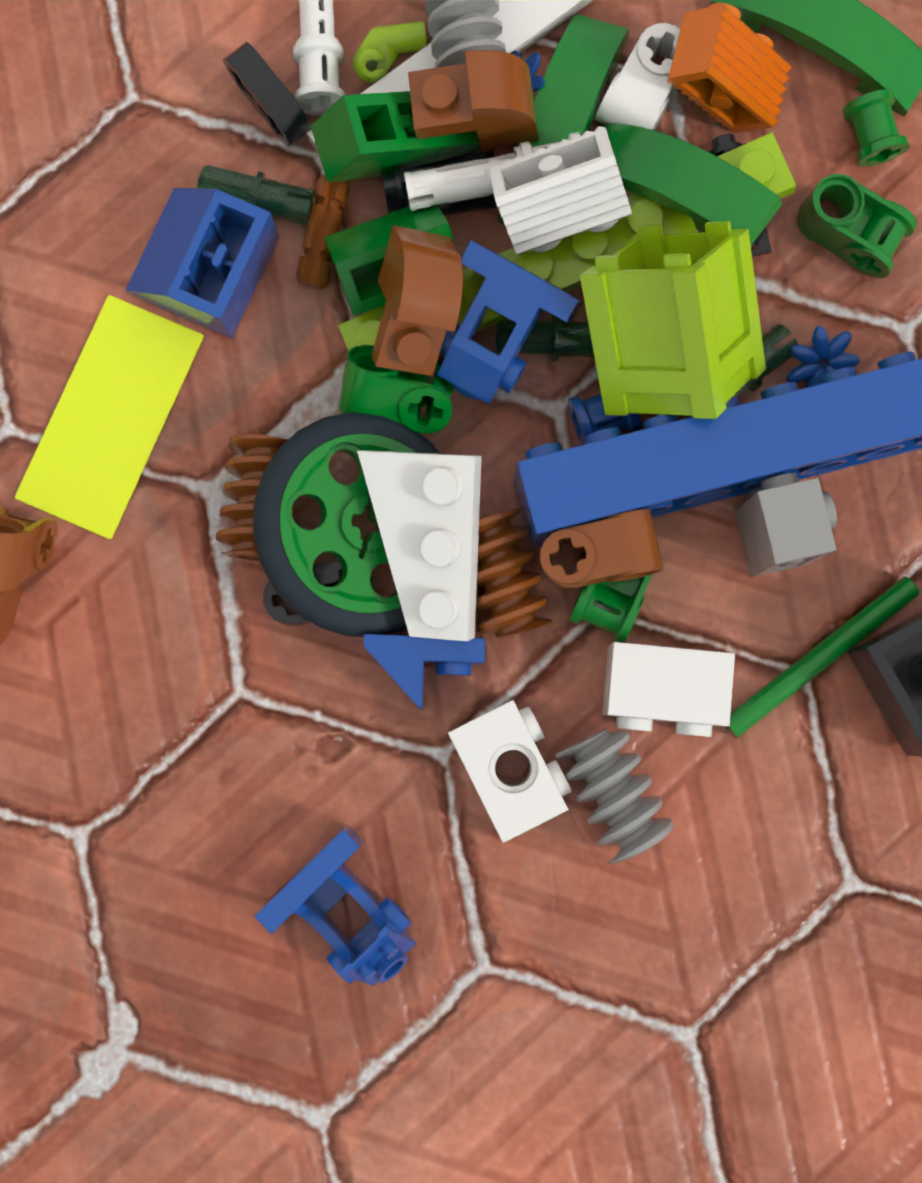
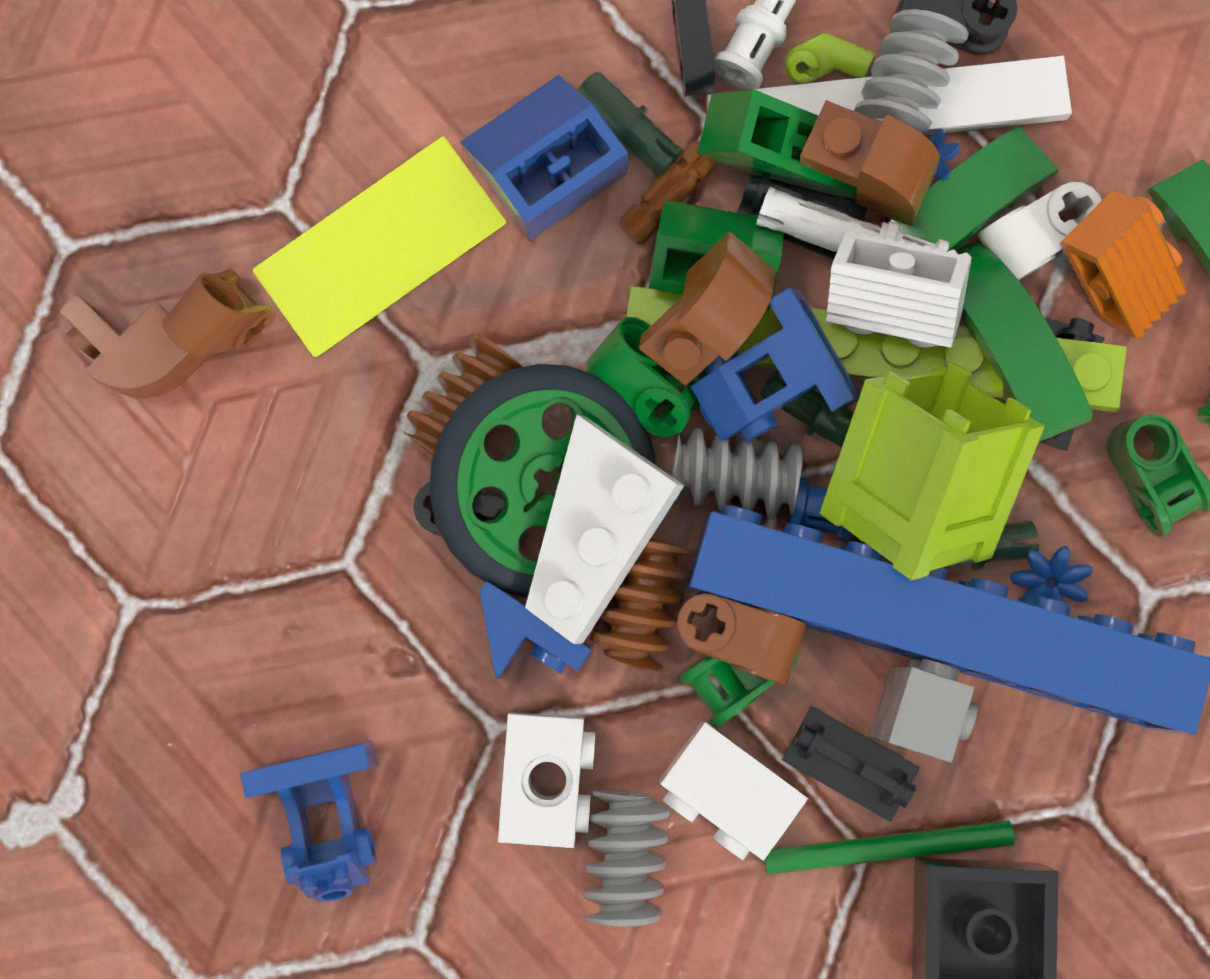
camera: 30 degrees right, 0 degrees up
(518, 422) = (738, 472): none -> light grey piece
(751, 607) = (852, 764): none -> black hinge

